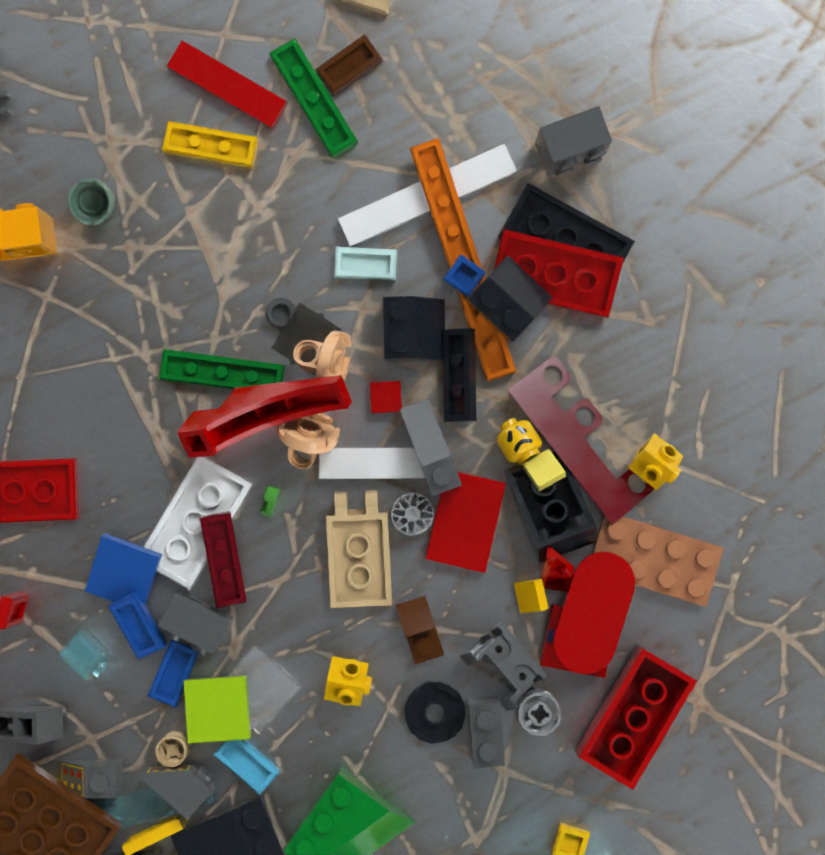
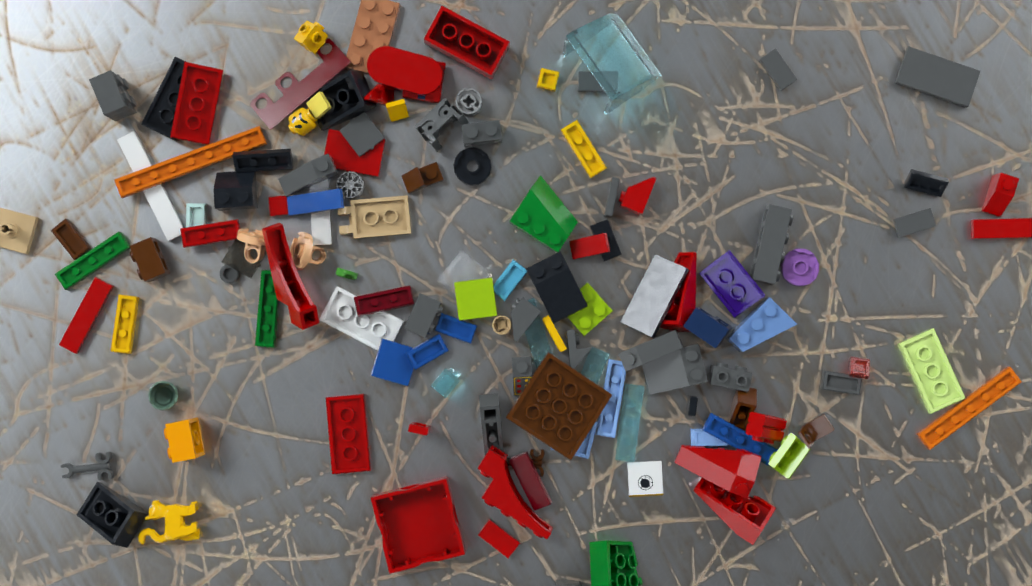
camera: 100 degrees left, 0 degrees up
(308, 187) = (149, 260): none -> reddish brown brick
(345, 286) = (210, 233): none -> red tile
(347, 681) = (454, 219): yellow brick -> none
(386, 457) = (315, 202): none -> blue tile
(464, 275) = (200, 159): blue tile -> none
(494, 536) = (362, 134): none -> dark grey piece
(509, 299) = (214, 131): black slope -> none

